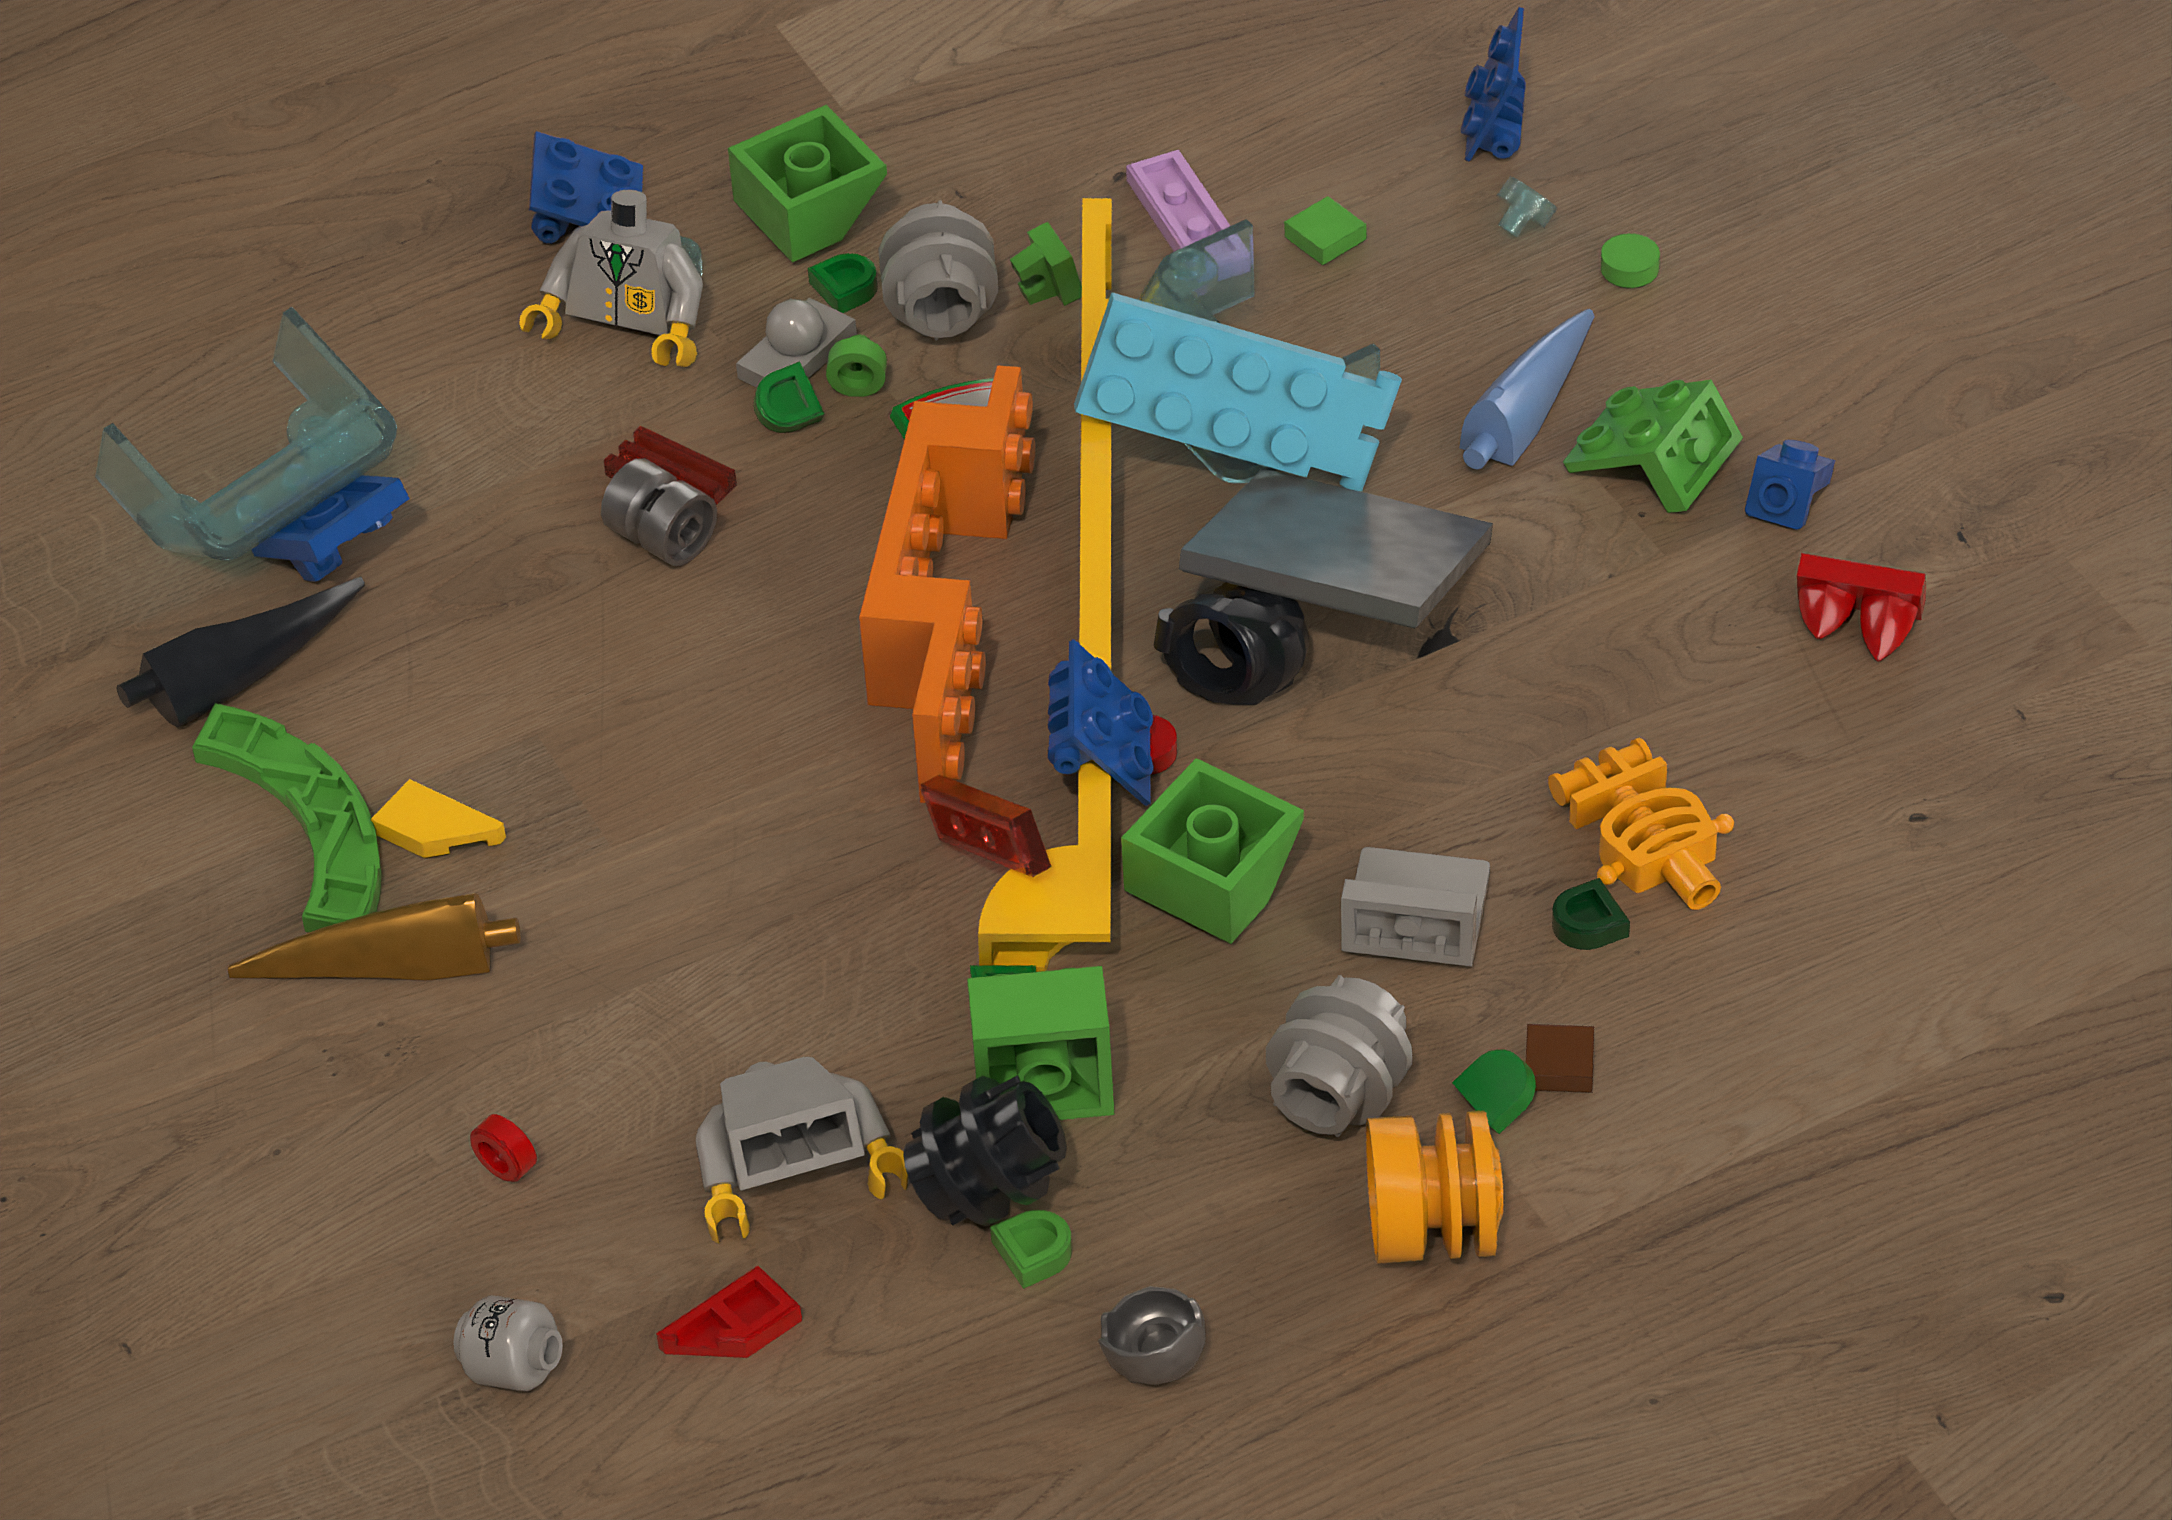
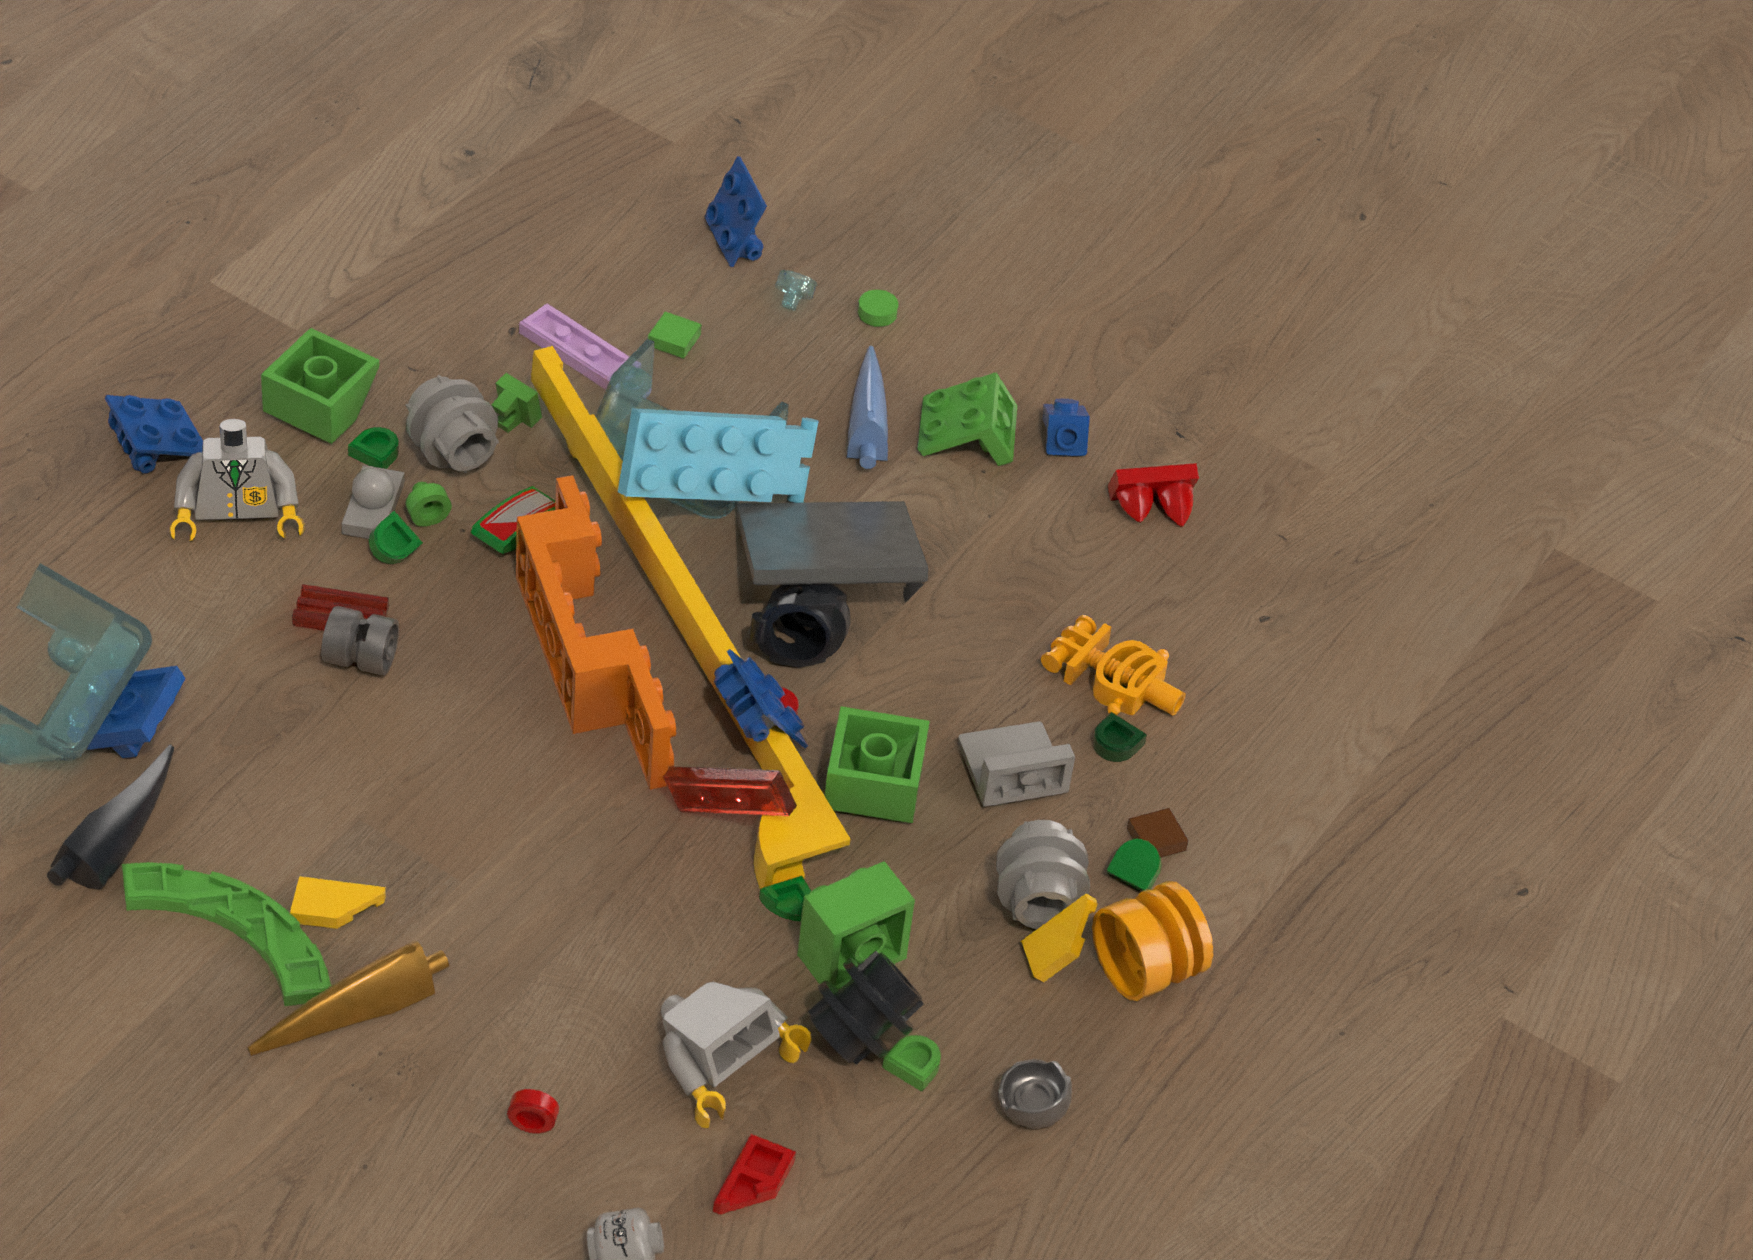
camera: 35 degrees left, 0 degrees up
(1309, 1151) = (1059, 939): none -> yellow tile

